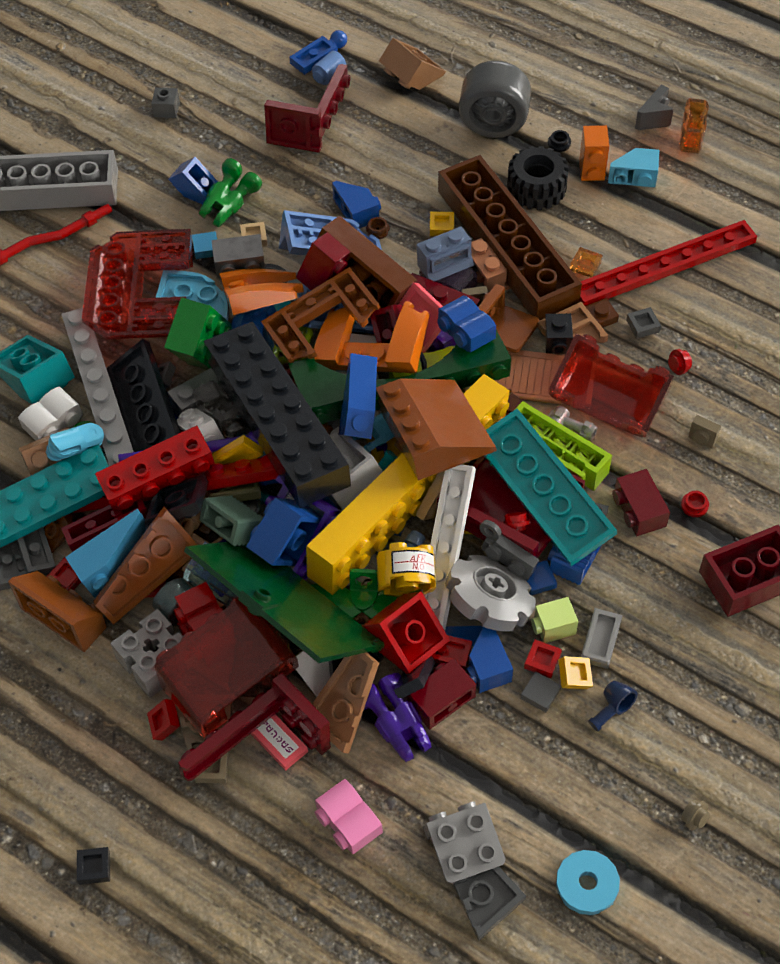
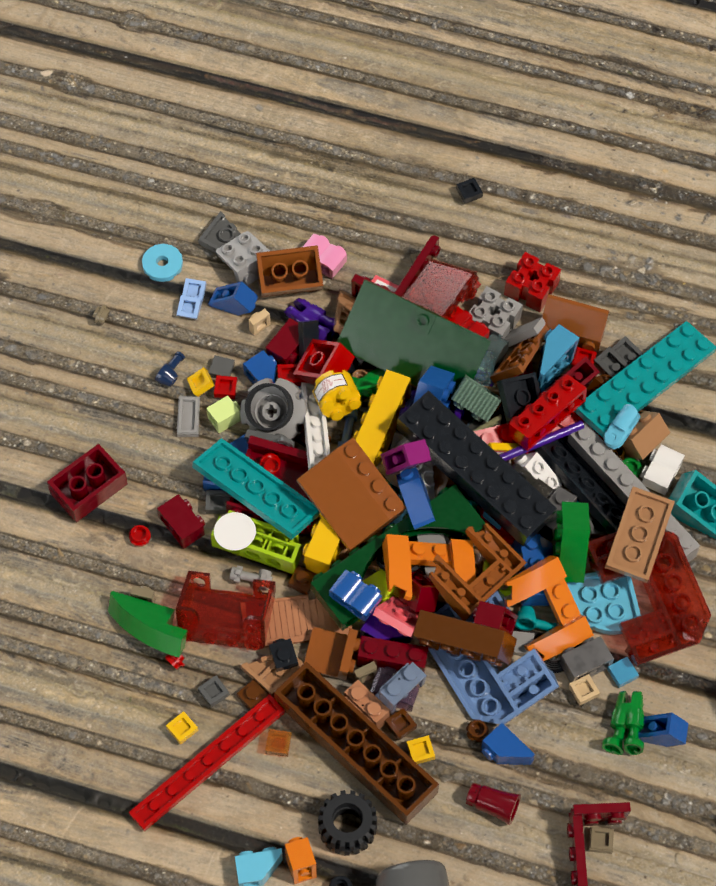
camera: 160 degrees right, 5 degrees up
(78, 688) = (532, 282): none -> red brick
(122, 318) = (639, 534): none -> medium nougat plate
(122, 607) = (525, 331): none -> light grey tile
(354, 433) = (405, 457): none -> magenta brick
(387, 163) = (494, 802): none -> dark red plant
(409, 778) = (289, 271): none -> dark orange slope
(471, 738) = (259, 321): none -> tan plate
(490, 594) = (248, 406): none -> black tyre
(499, 782) = (234, 299): none -> blue slope
(557, 808) = (191, 298): none -> light blue slope
(582, 450) = (234, 531): none -> white sticker
(685, 298) = (182, 727): none -> yellow plate
(703, 392) = (148, 623): none -> green slope

